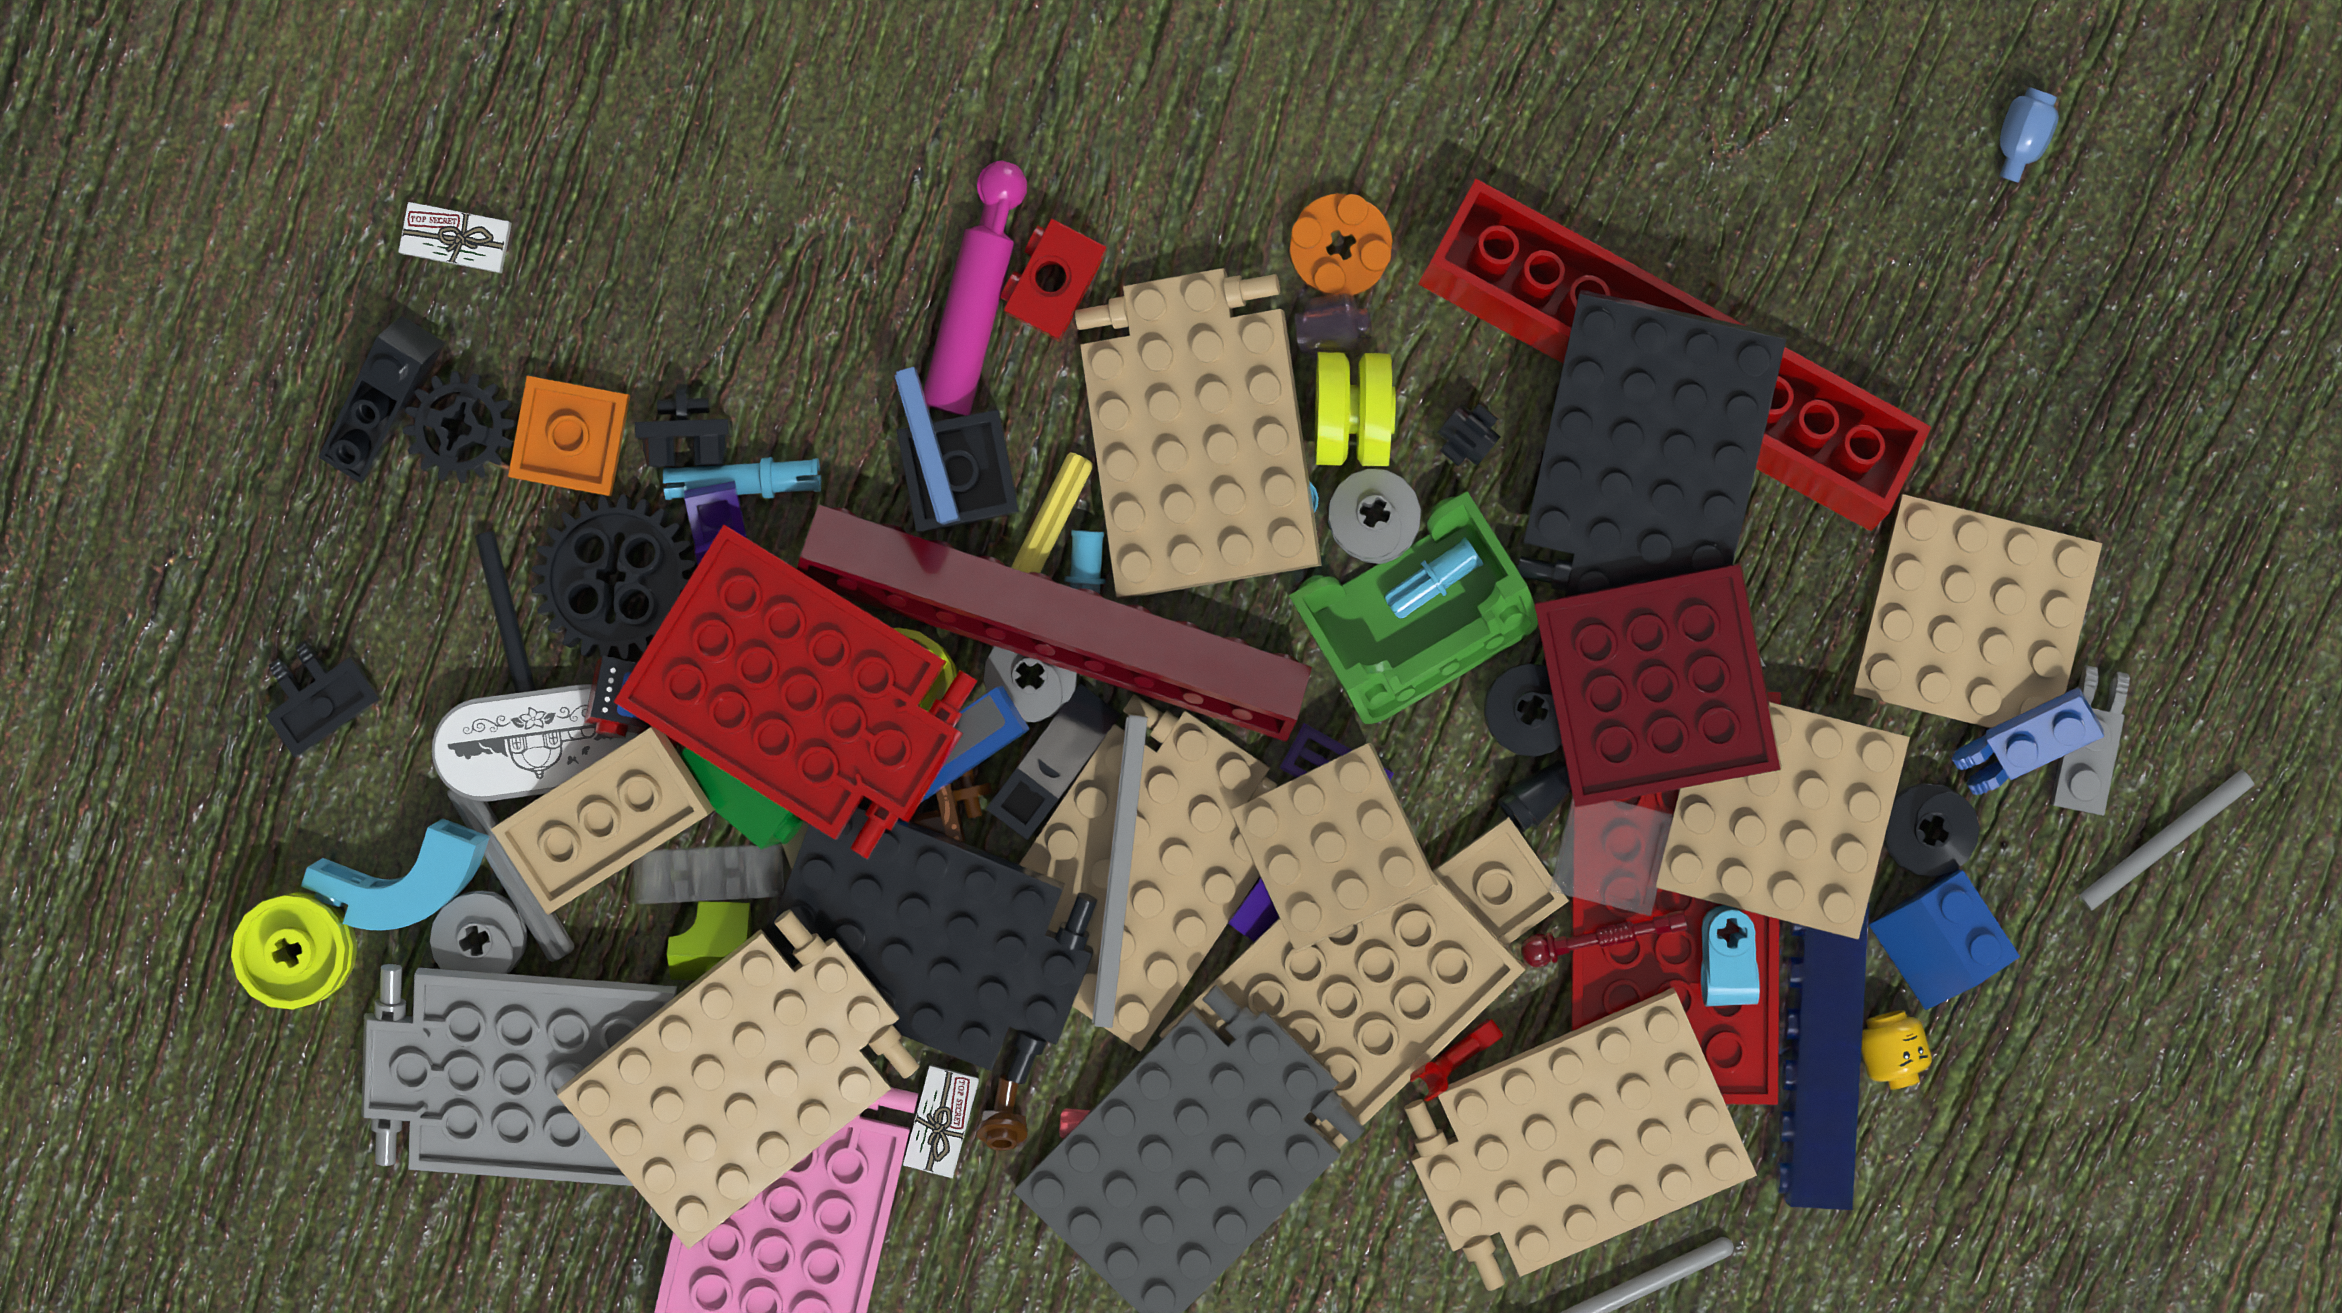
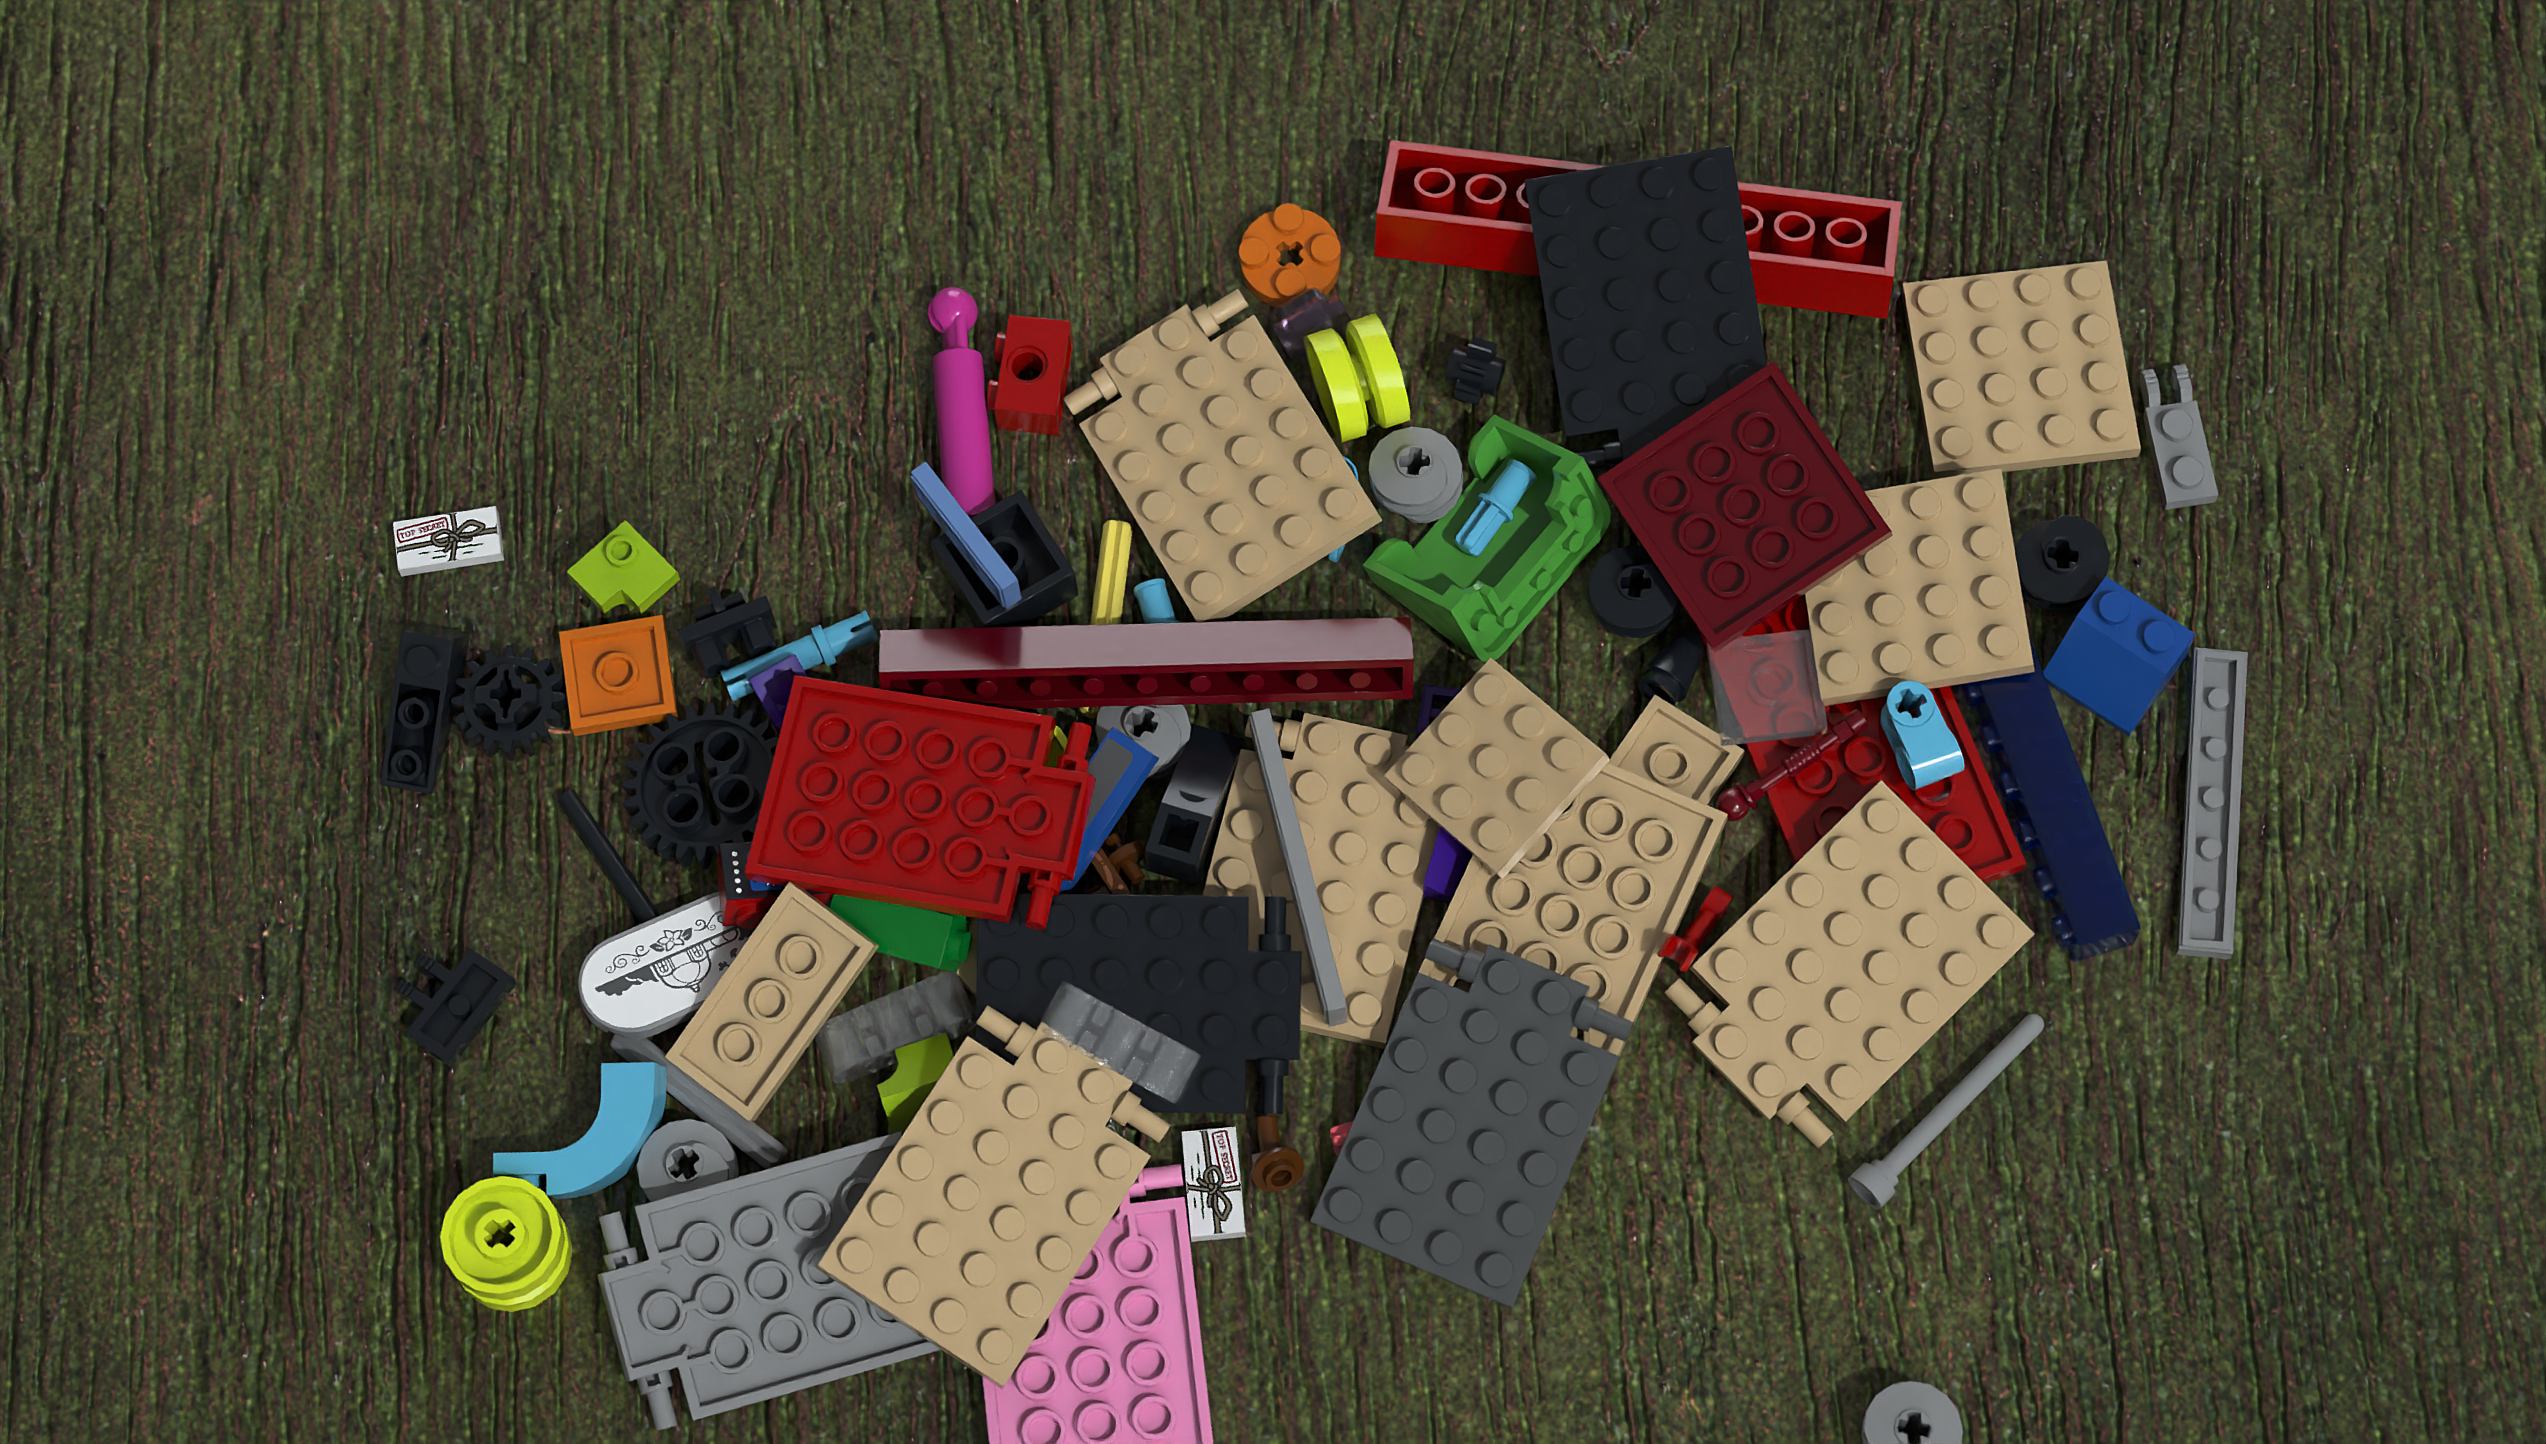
camera: 15 degrees left, 20 degrees down
(605, 341) = (623, 572): none -> lime brick
(898, 980) = (1119, 1042): none -> clear beam
(1895, 1049) = (2116, 771): yellow head -> none
(1971, 1102) = (2212, 803): none -> light grey tile
(2030, 741) = (2119, 446): hinge -> none
(2166, 839) = (2287, 499): light grey bar -> none

